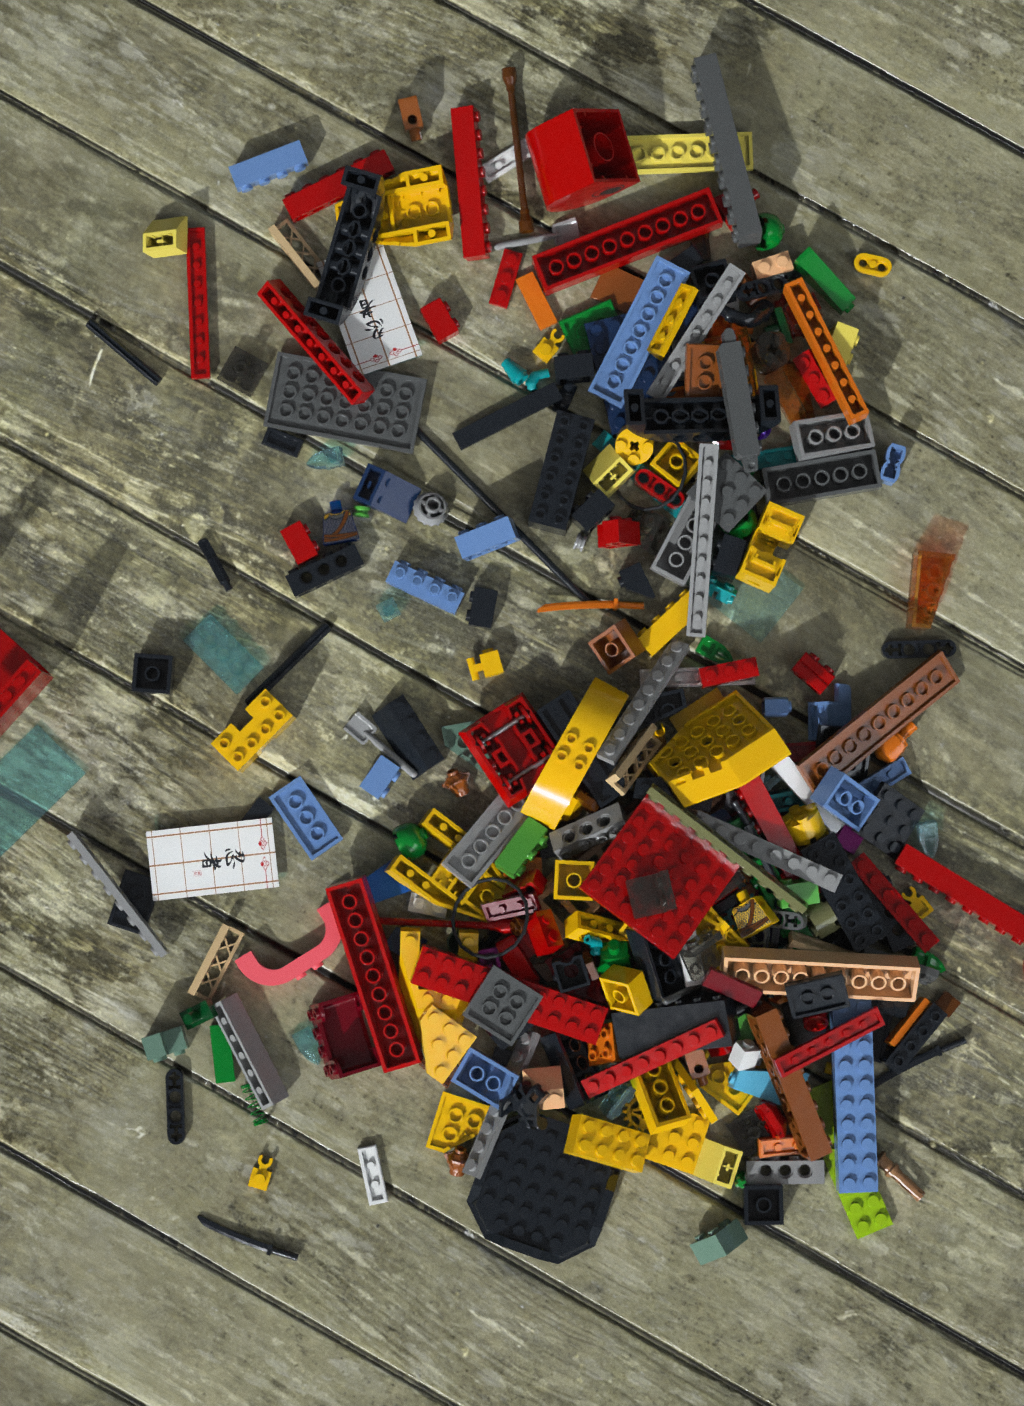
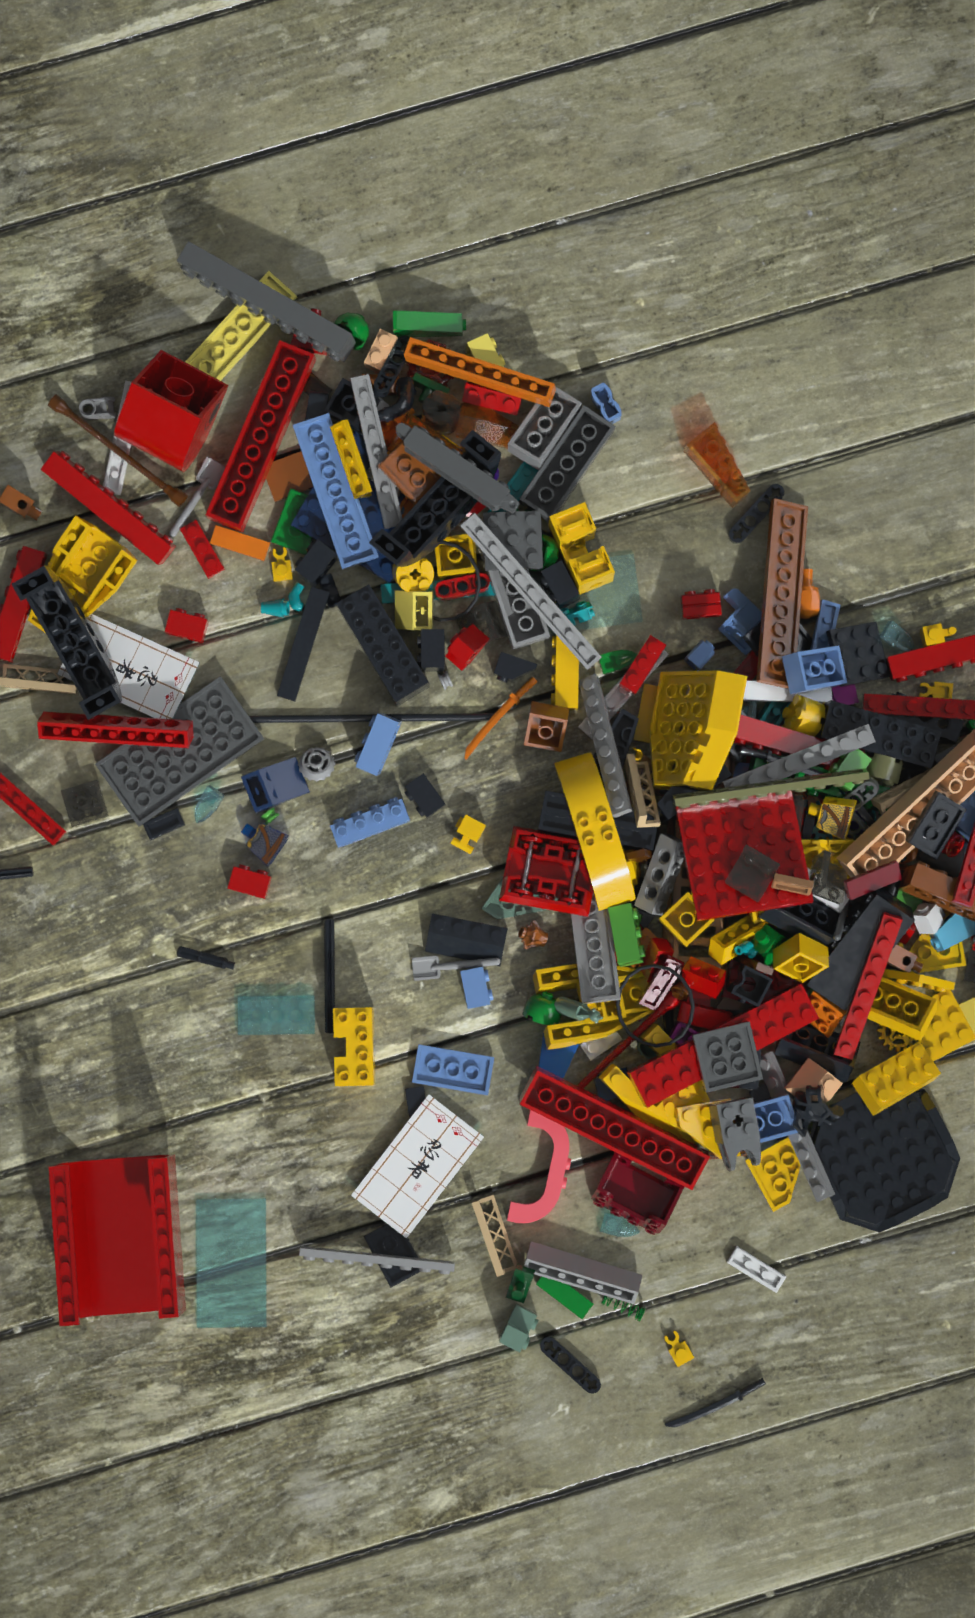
camera: 45 degrees left, 0 degrees up
(153, 674) = (242, 1079): black brick -> none
(318, 580) = (289, 853): black brick -> none
(388, 610) = (360, 865): clear light blue plate -> none
(432, 864) = (576, 1009): none -> sand green wheel
(454, 1069) = (738, 1136): none -> dark grey brick
(457, 1160) = (805, 1198): dark orange rock -> none
(534, 109) = (99, 408): none -> light grey piece
(616, 1099) = (871, 1041): clear light blue plate -> none
(671, 931) = (792, 884): none -> medium nougat tile
(872, 263) = (447, 277): yellow plate -> none
(957, 862) = (935, 634): none -> yellow brick

